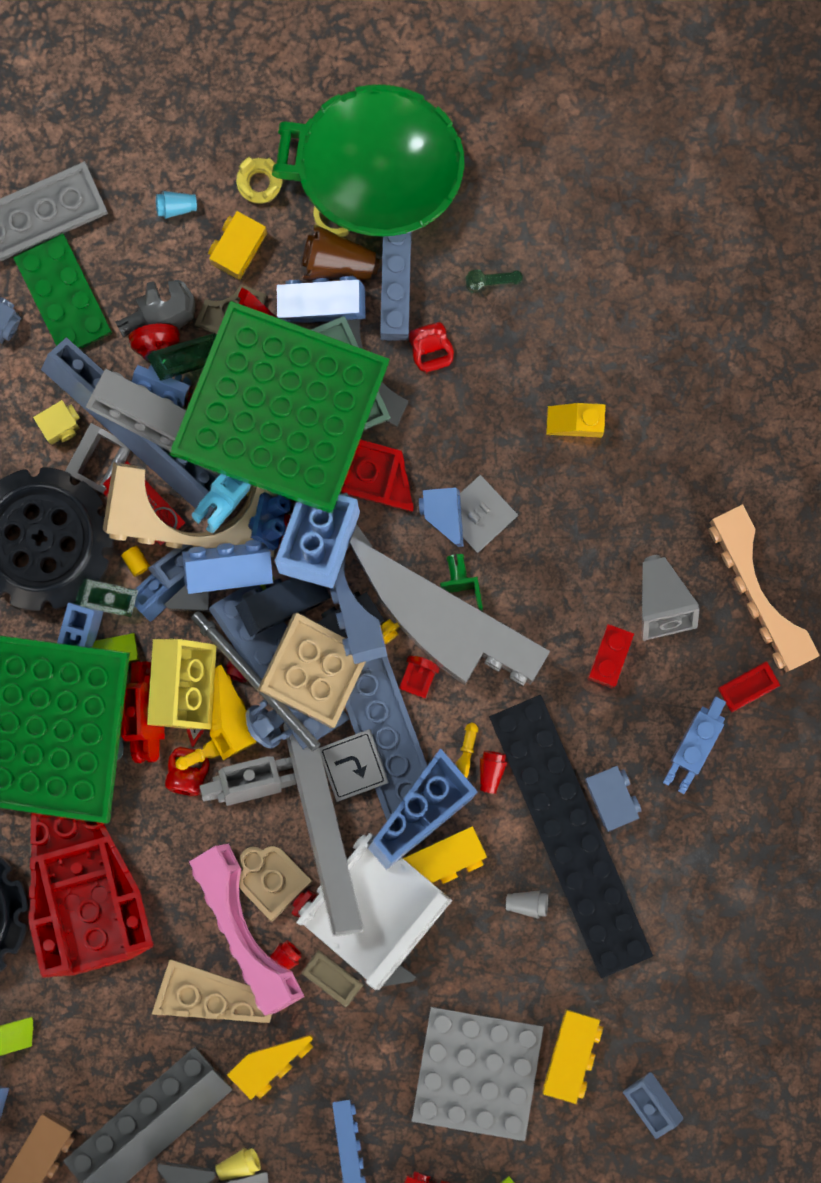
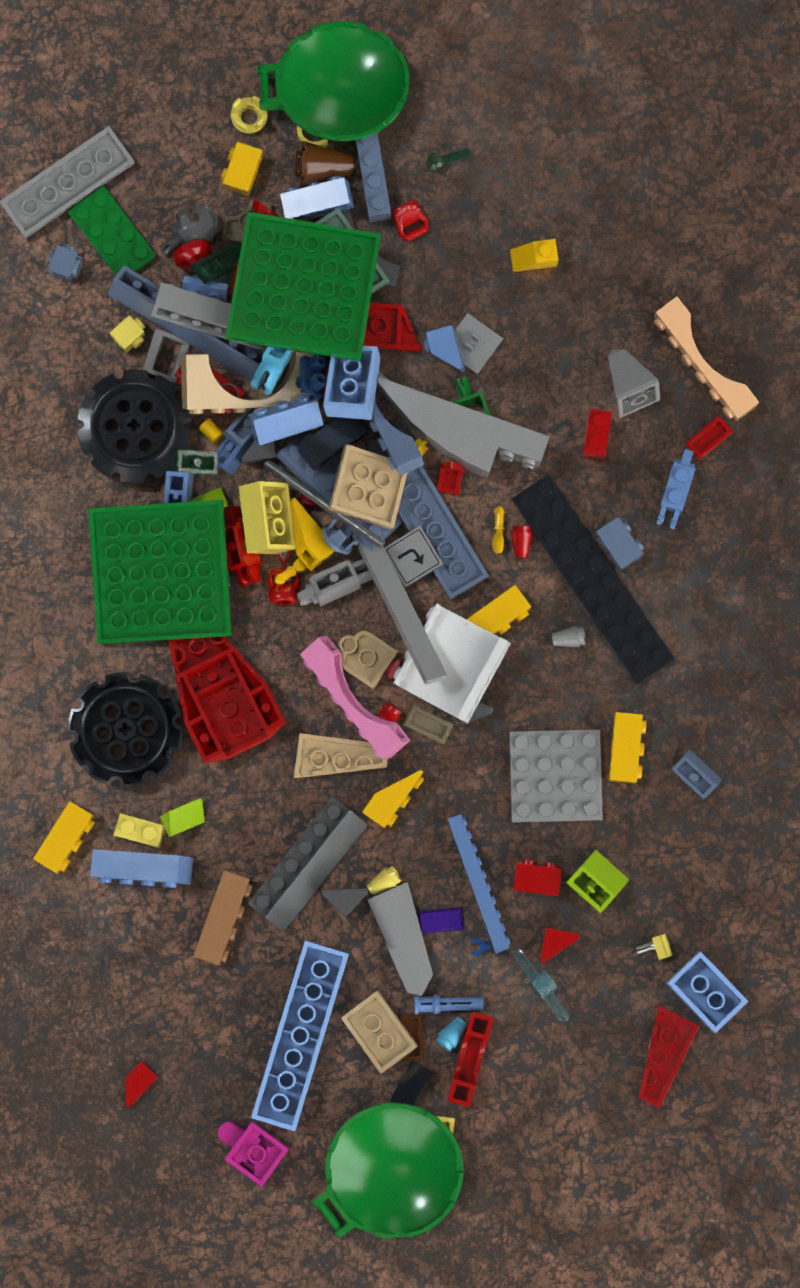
camera: 15 degrees left, 0 degrees up
(173, 204) = (185, 146): medium azure cone -> none
(427, 805) = (478, 573): medium blue wedge -> none

